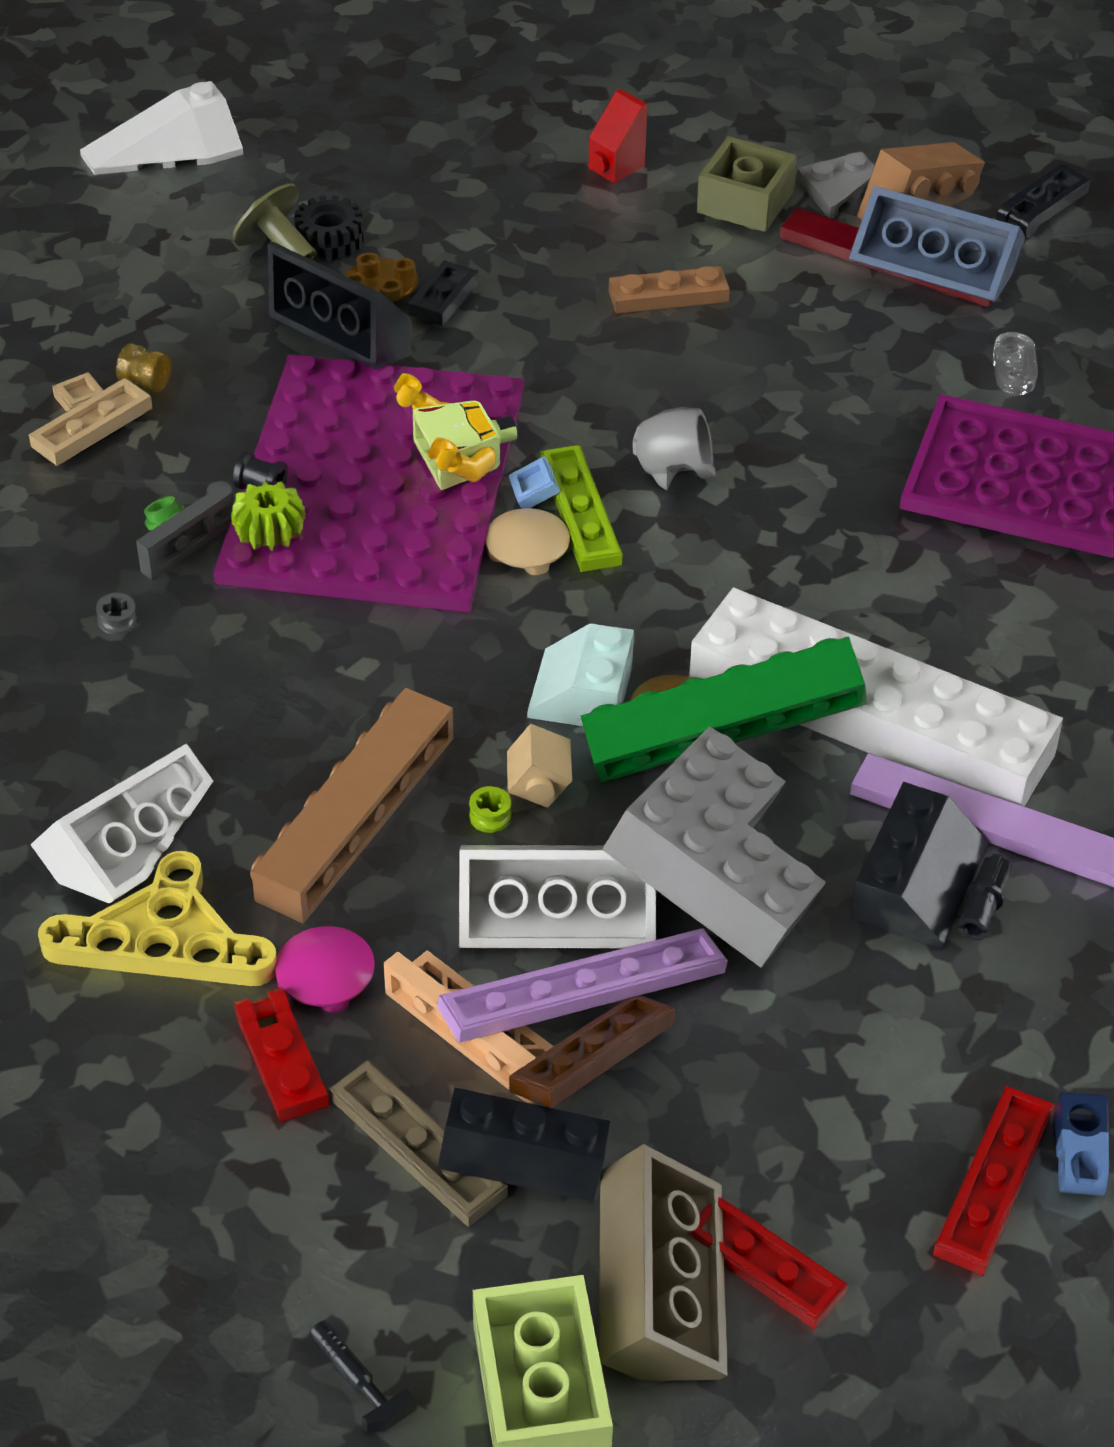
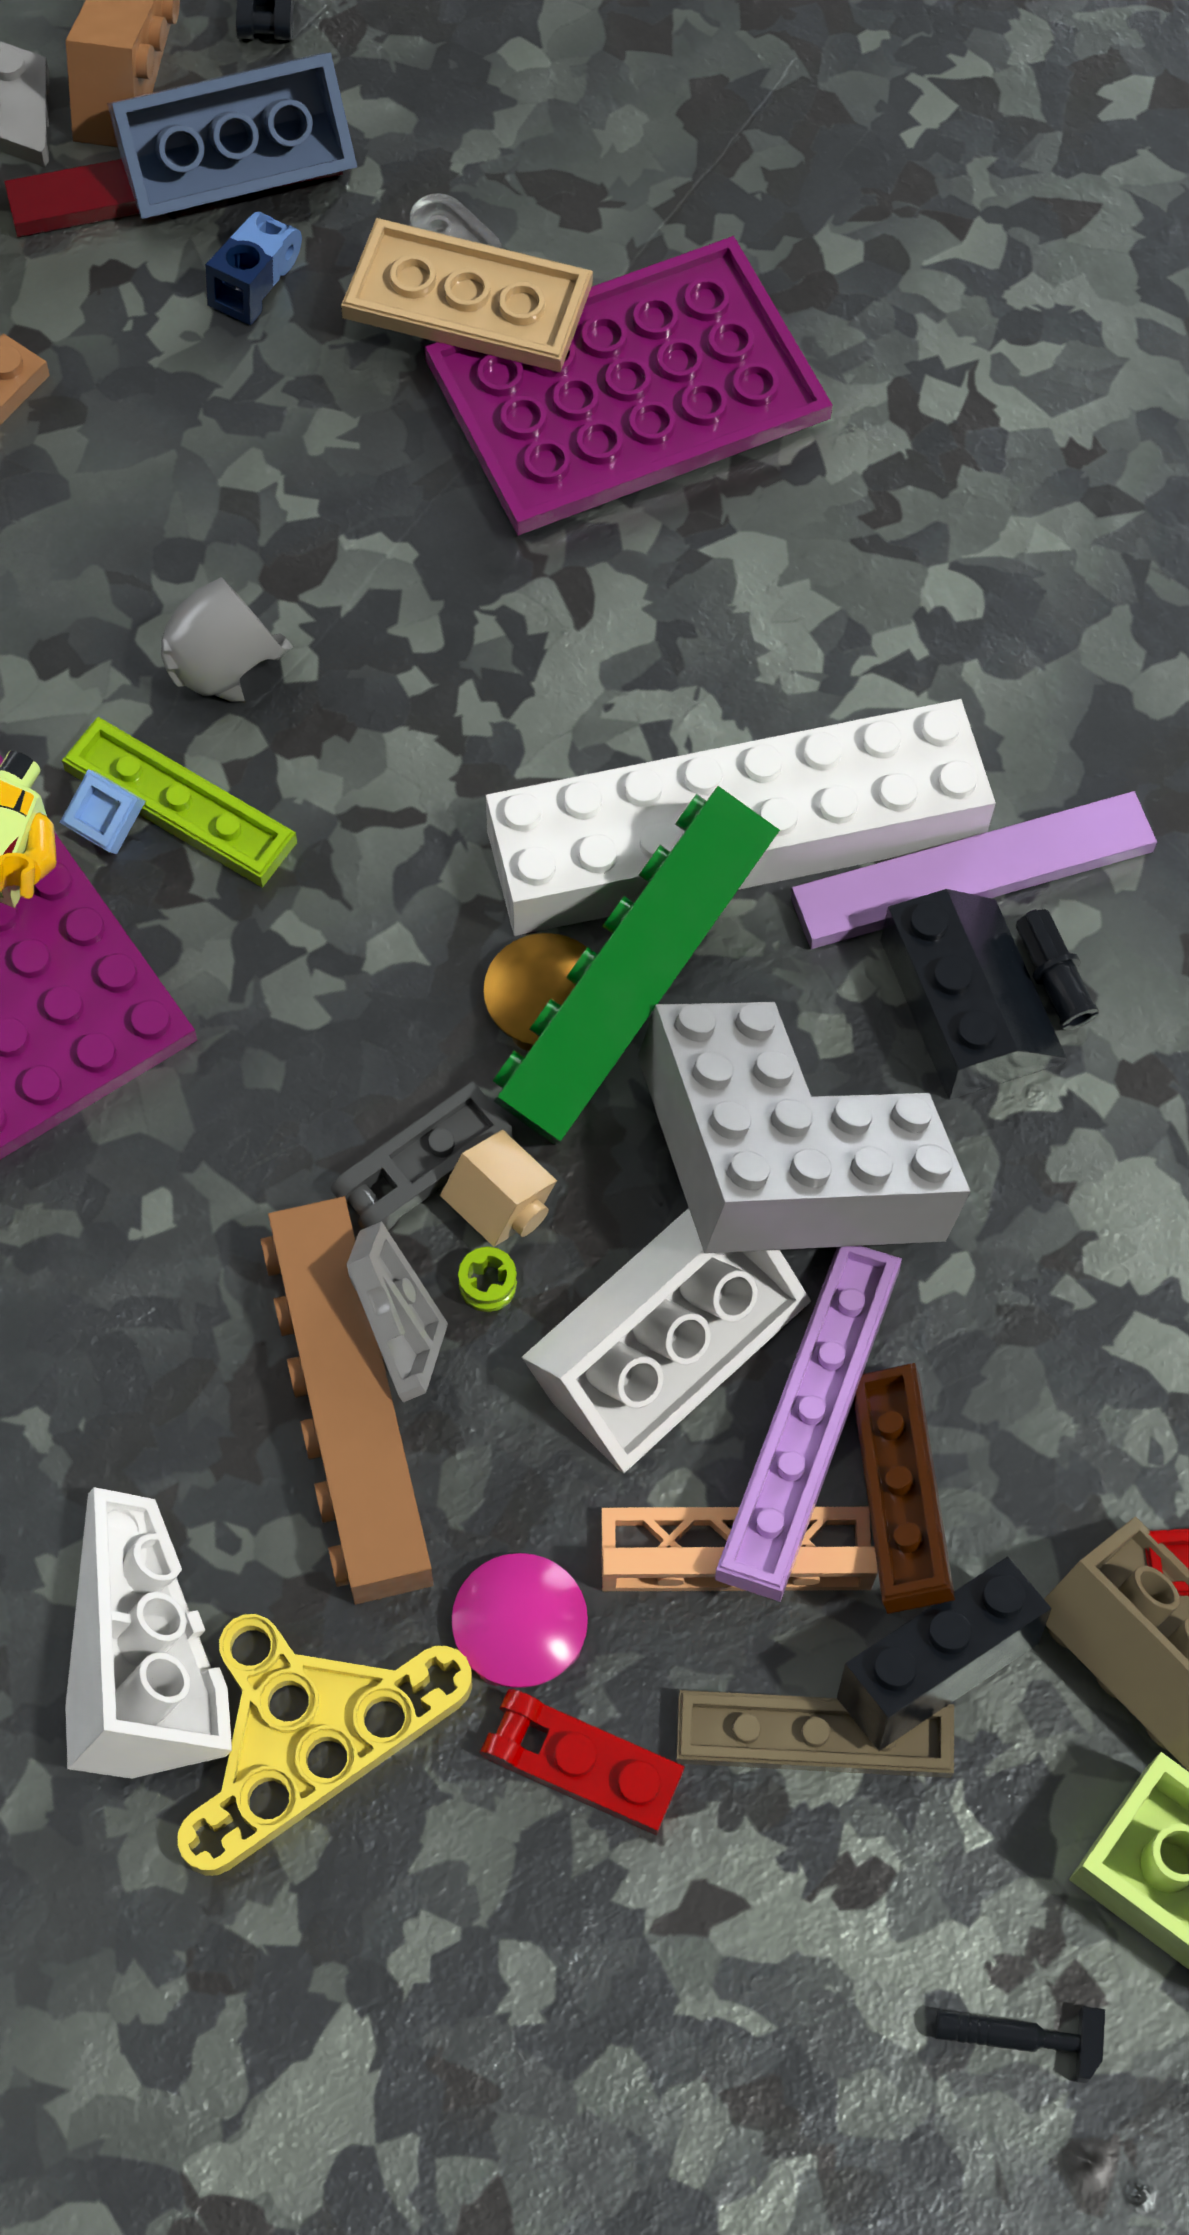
camera: 45 degrees left, 20 degrees up
(418, 769) = (398, 1310): none -> light grey wing
(506, 726) = (419, 1157): none -> dark grey plate
(527, 539) = (168, 892): tan dish -> none
(582, 673) = (421, 1032): light aqua slope -> none
(886, 308) = (250, 266): none -> dark blue leg
(989, 383) = (467, 294): none -> tan tile

